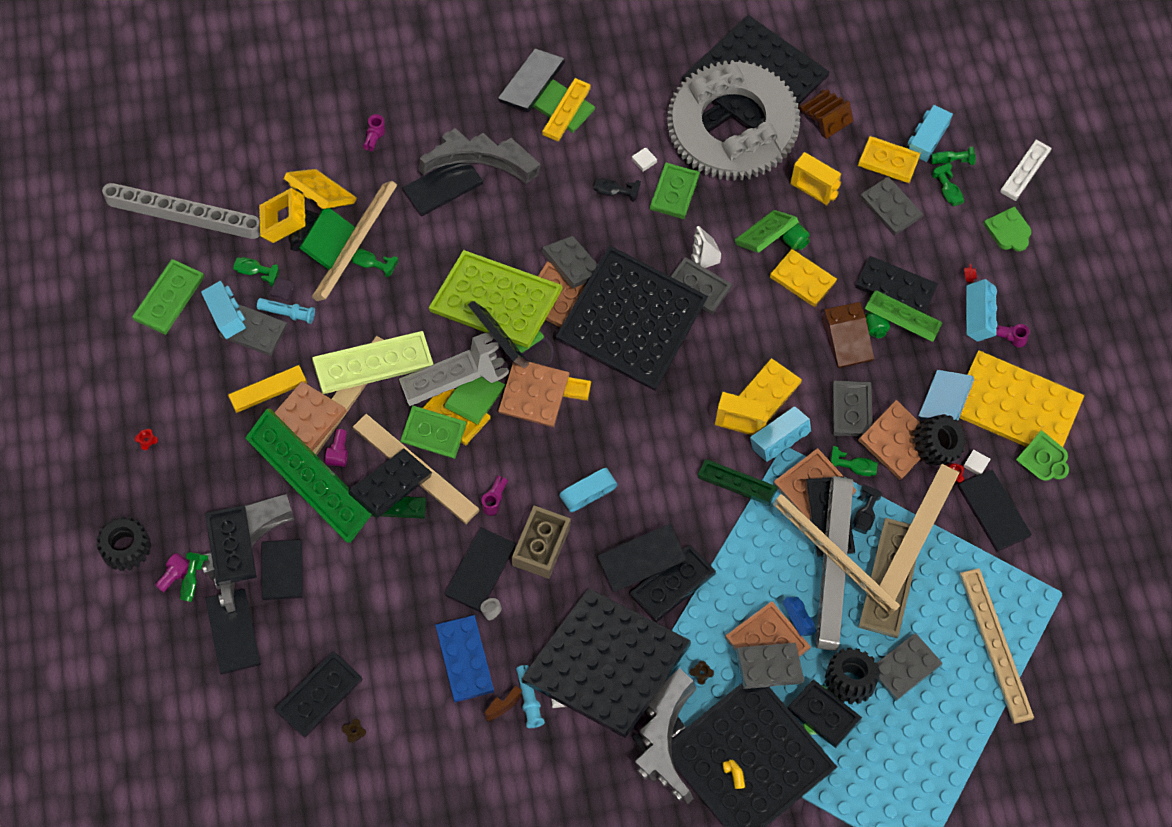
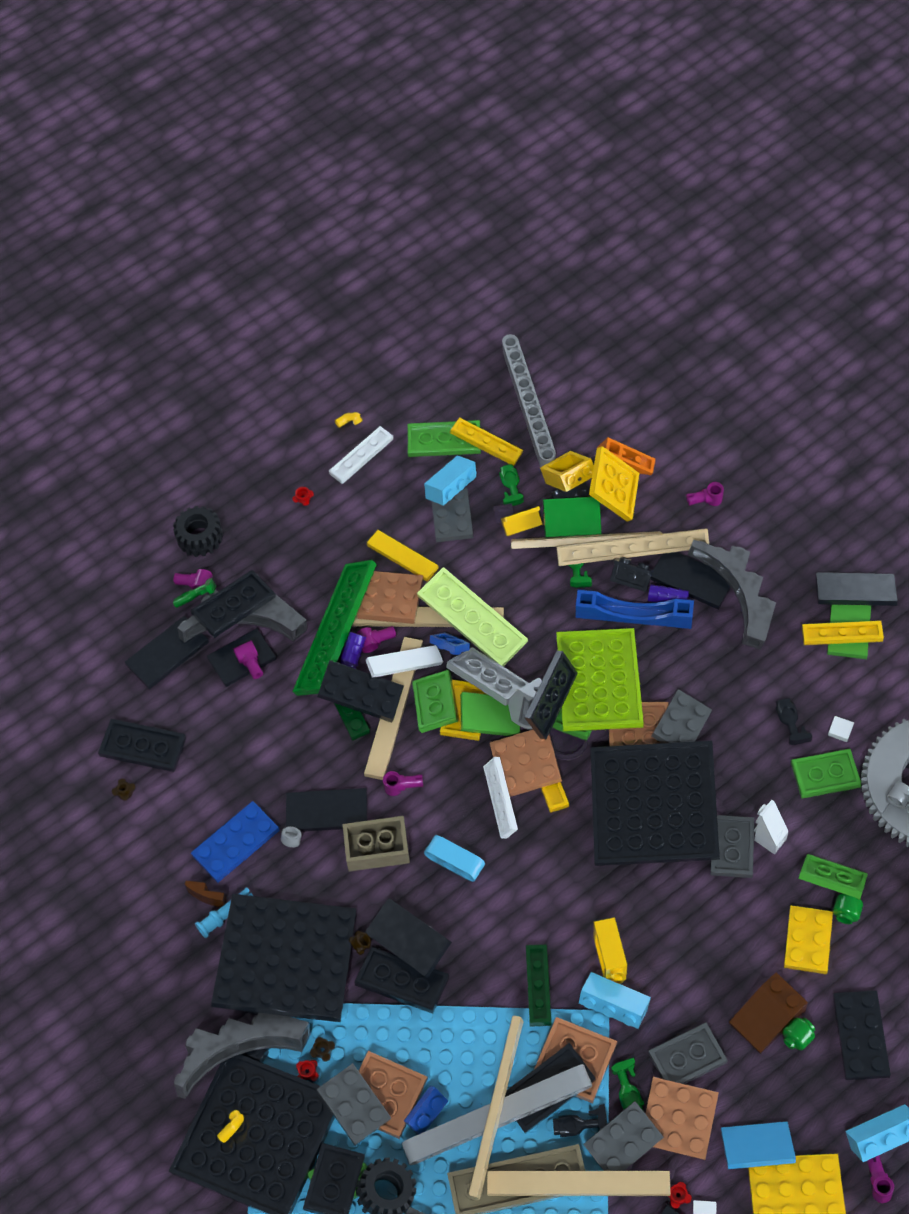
camera: 70 degrees right, 5 degrees down
(88, 360) = (347, 417): none -> yellow arm
(136, 371) = (361, 455): none -> white tile
(199, 264) = (486, 441): none -> yellow tile
(288, 560) = (248, 655): none -> magenta pin
(293, 311) = (486, 534): medium azure pin -> none
(301, 162) = (637, 460): none -> orange slope
(301, 278) = (521, 521): none -> yellow panel
(343, 470) = (352, 650): none -> dark purple axle
(382, 435) = (404, 661): none -> white tile
(387, 211) = (629, 547): none -> tan tile
(387, 391) = (449, 643): none -> blue plate
(412, 224) = (631, 574): none -> black bracket
(428, 262) = (669, 613): none -> blue arch
(449, 210) = (662, 594): none -> dark purple axle
(555, 427) = (500, 797): none -> white tile
(622, 598) = (360, 942): none -> dark brown plate
(711, 687) = (311, 1065): none -> red plate
(772, 386) = (660, 968): yellow plate -> none
(898, 485) = (623, 1139): none -> dark grey plate
(903, 315) = (823, 1056): bright green tile -> none
(950, 435) = (698, 1176): black tyre -> none

